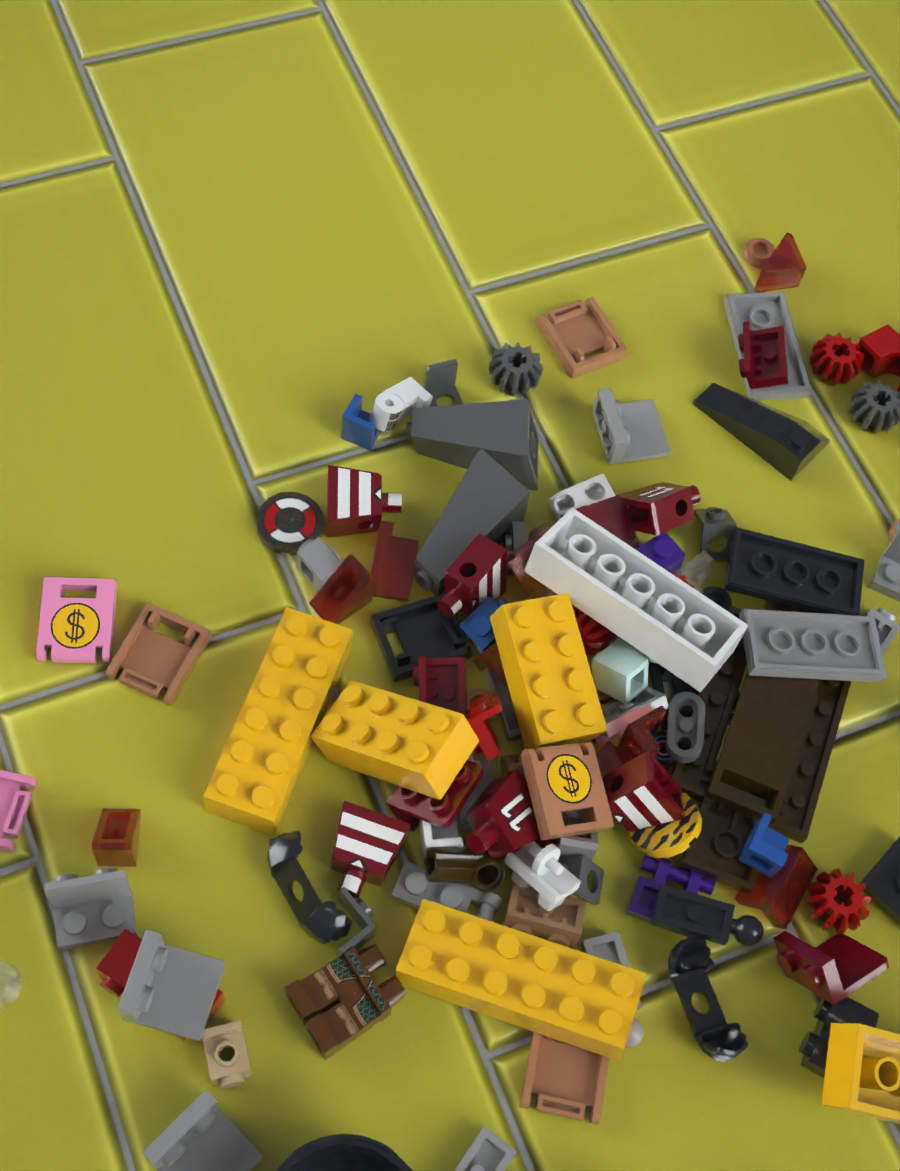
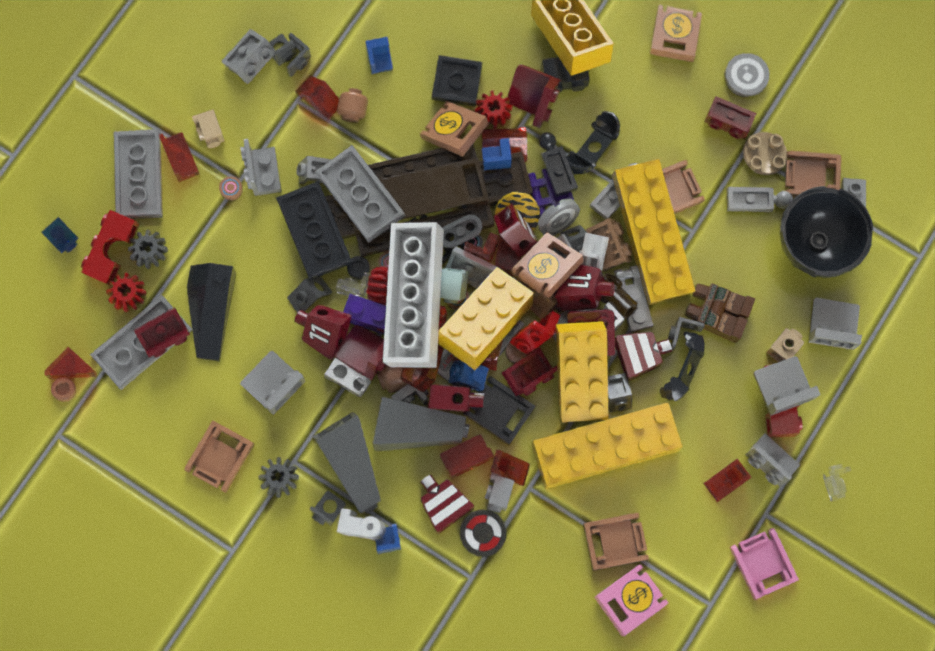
camera: 120 degrees left, 15 degrees up
(336, 782) = (619, 393): none -> dark grey bracket
(624, 869) = (558, 218): none -> light grey tile
(846, 822) = (450, 124): none -> nougat container

